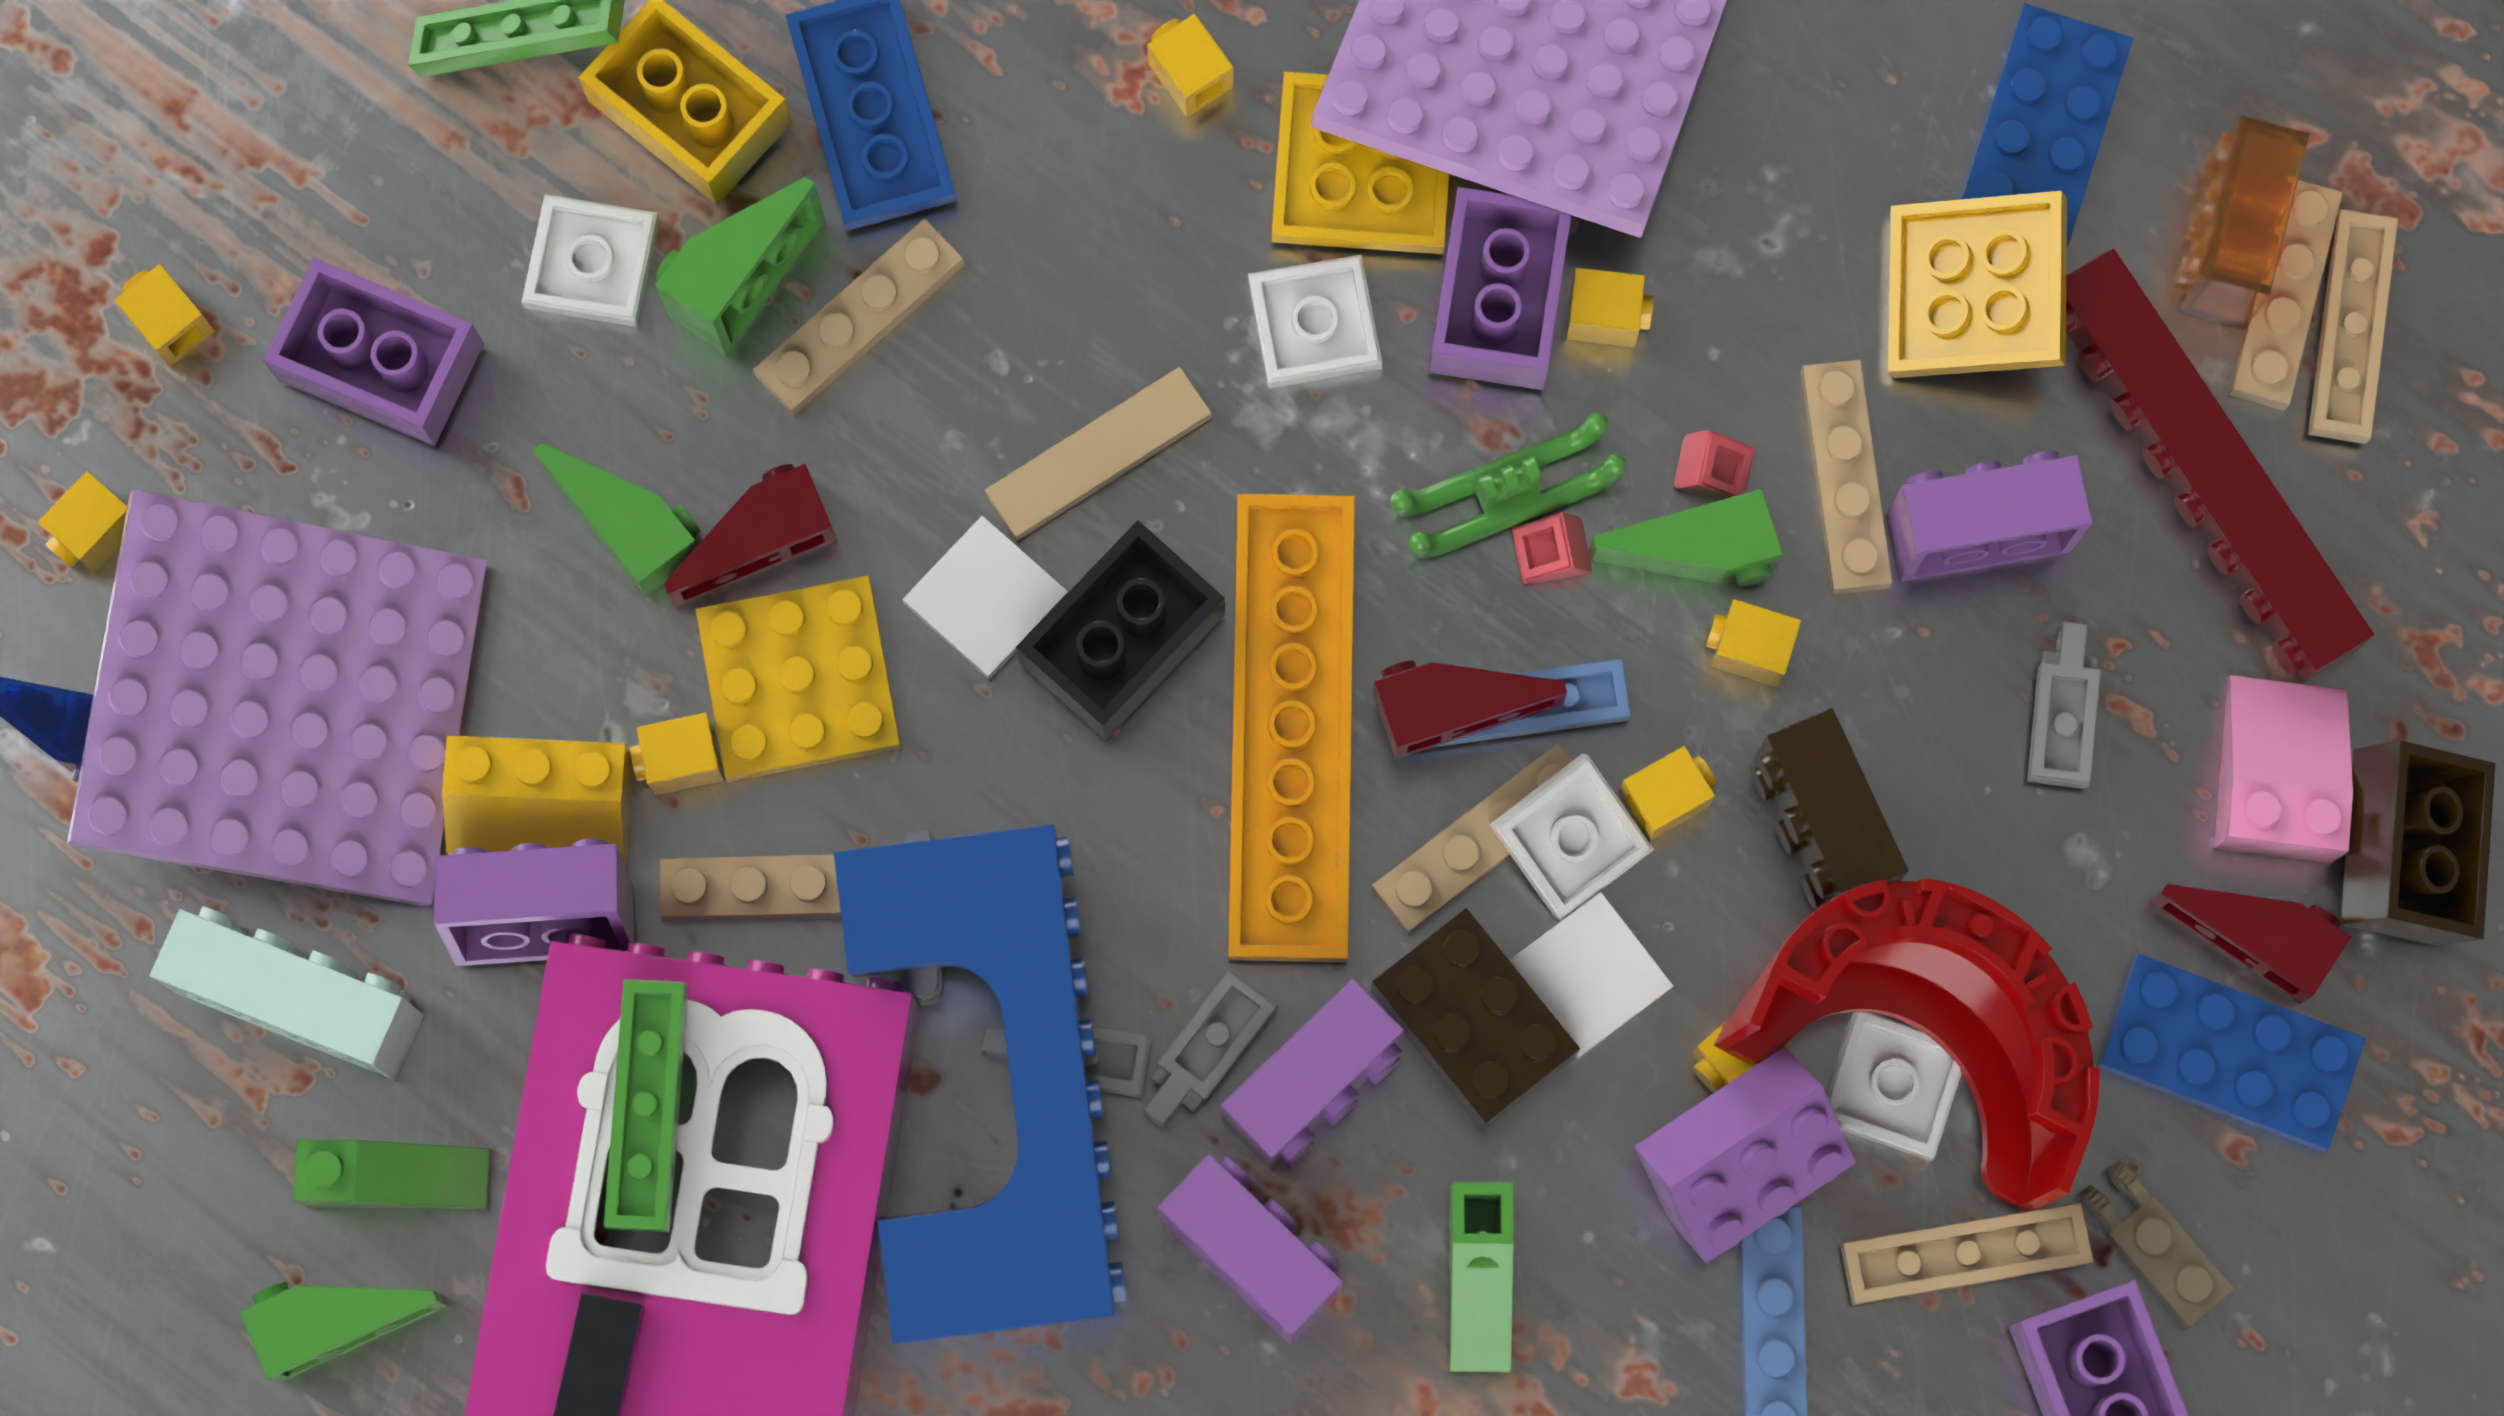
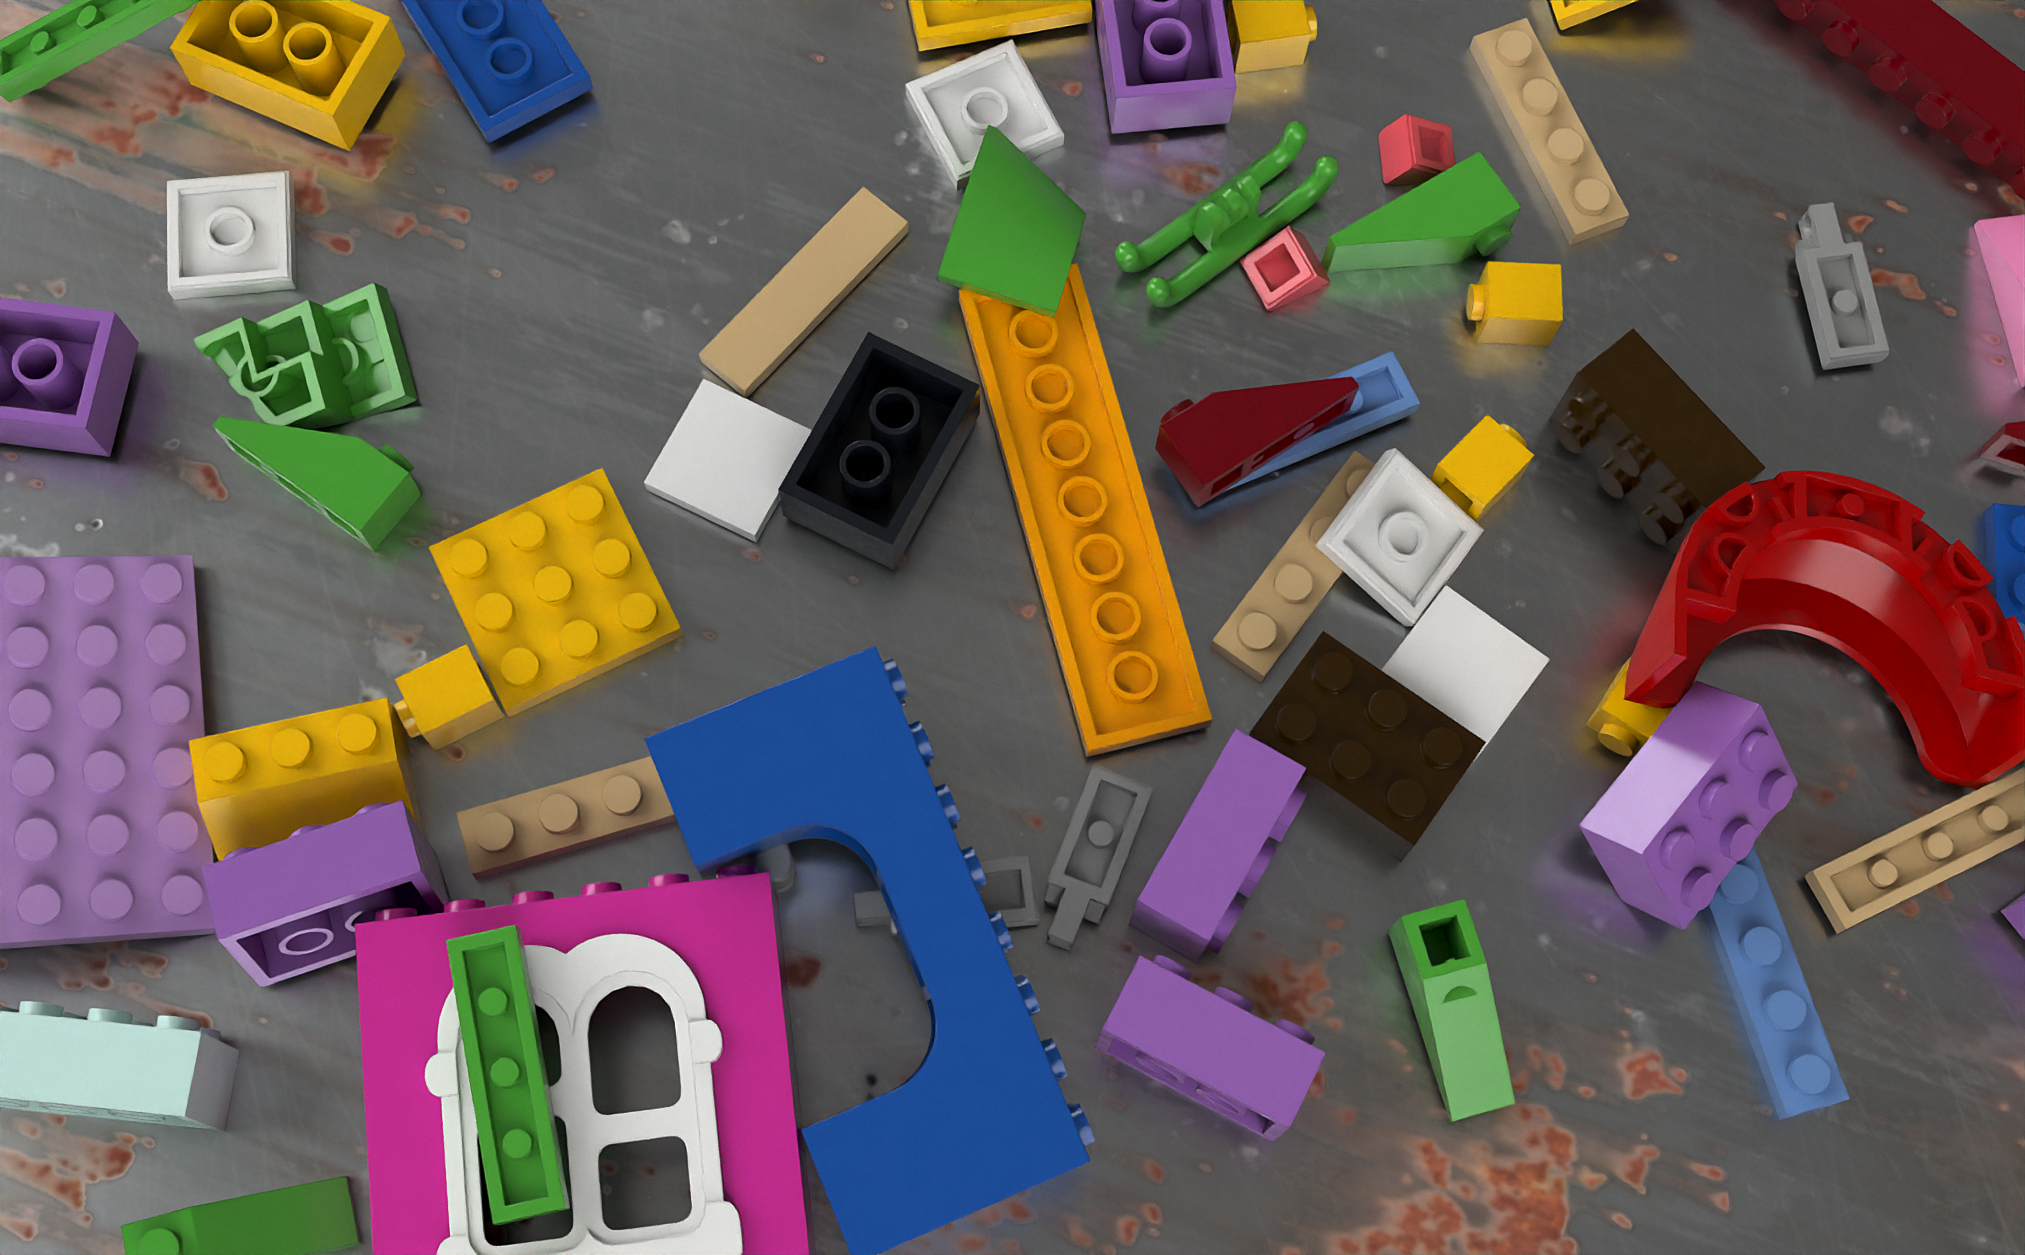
camera: 20 degrees left, 5 degrees down
(639, 405) = (317, 360): none -> bright green slope
(736, 265) = (383, 190): bright green slope -> none
(760, 531) = (477, 451): dark red slope -> none
(858, 317) = (523, 222): tan plate -> none
(1303, 448) = (1012, 231): none -> bright green slope
(1893, 1085) = (1807, 693): white tile -> none
(1988, 516) = (1708, 121): medium lavender brick -> none

